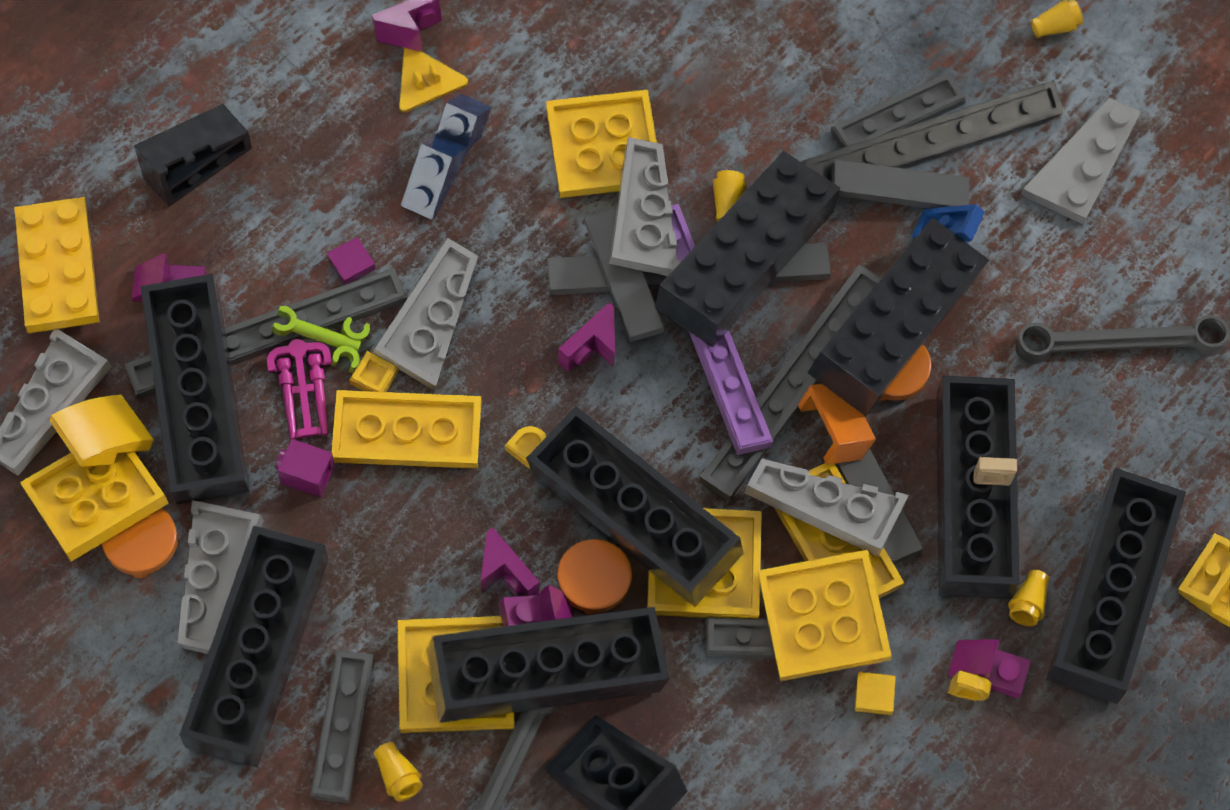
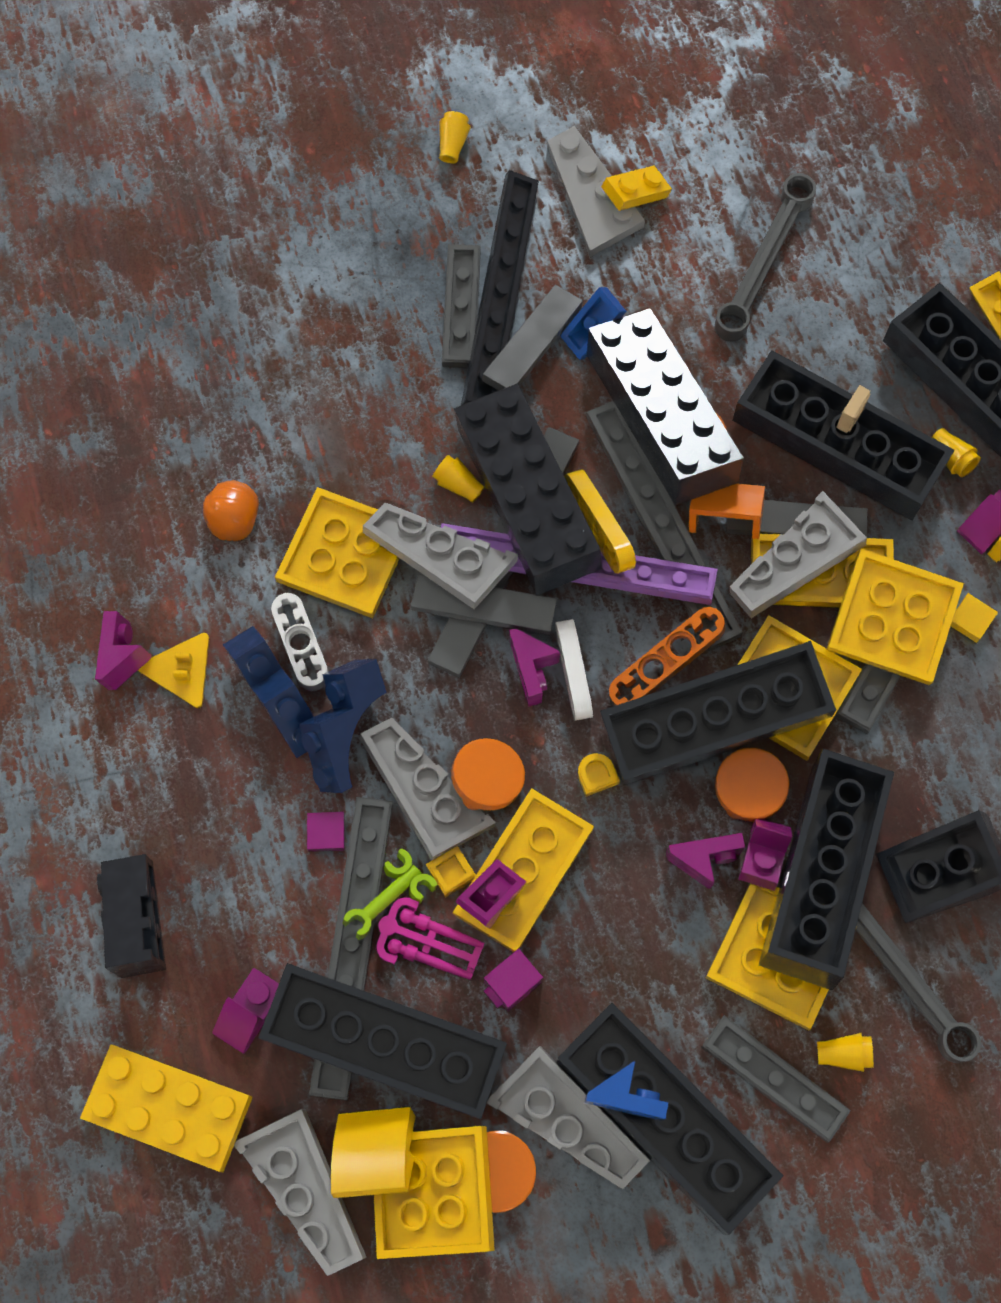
camera: 55 degrees left, 5 degrees up
(247, 582) = (615, 1095): none -> blue slope
(362, 402) = (491, 893): none -> magenta slope
(427, 211) = (329, 734): none -> dark blue arch
(472, 355) = (487, 774): none -> orange tile
(502, 168) = (306, 628): none -> white beam
(586, 37) = (231, 510): none -> orange hair
(611, 376) = (574, 669): none -> white beam
(669, 441) = (663, 654): none -> orange beam
(755, 322) = (605, 528): none -> yellow beam
(1111, 193) = (636, 187): none -> yellow plate

